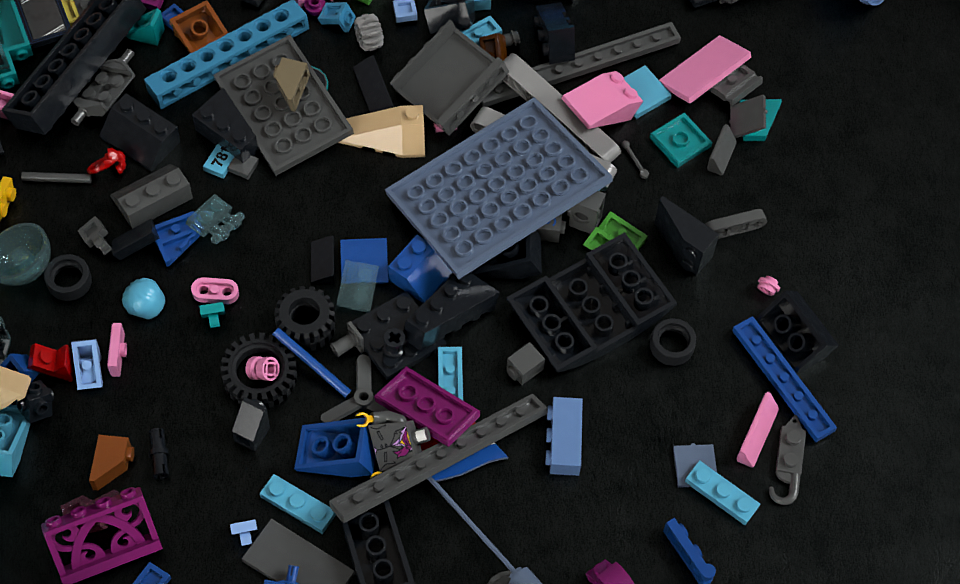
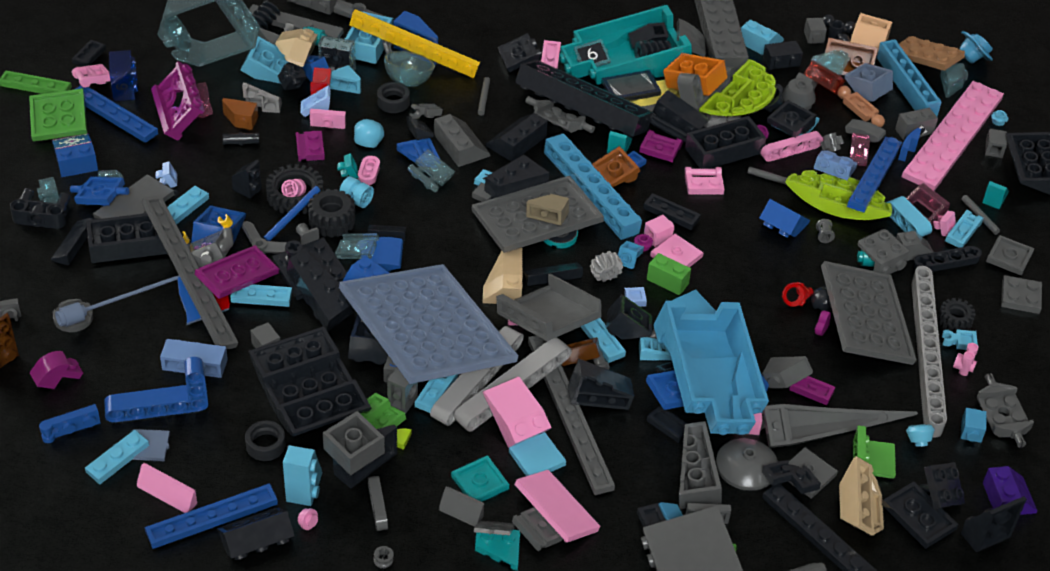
camera: 95 degrees right, 15 degrees down
(32, 332) = (345, 80): none -> medium azure slope
(82, 434) = (266, 100): none -> light grey slope
(108, 160) = (494, 117): red piece -> none
(166, 368) = (310, 146): none -> magenta plate
(263, 297) = (360, 192): none -> medium azure wheel
(625, 422) = (161, 401): none -> blue beam
(640, 216) = (402, 437): none -> lime tile
(643, 172) = (446, 448): dark grey hinge -> none
(709, 221) = (353, 442): none -> dark grey brick
(727, 286) = (301, 475): none -> medium azure wedge
(789, 460) = (133, 509): dark grey plate -> none
(796, 221) = (383, 550): none -> dark grey bush

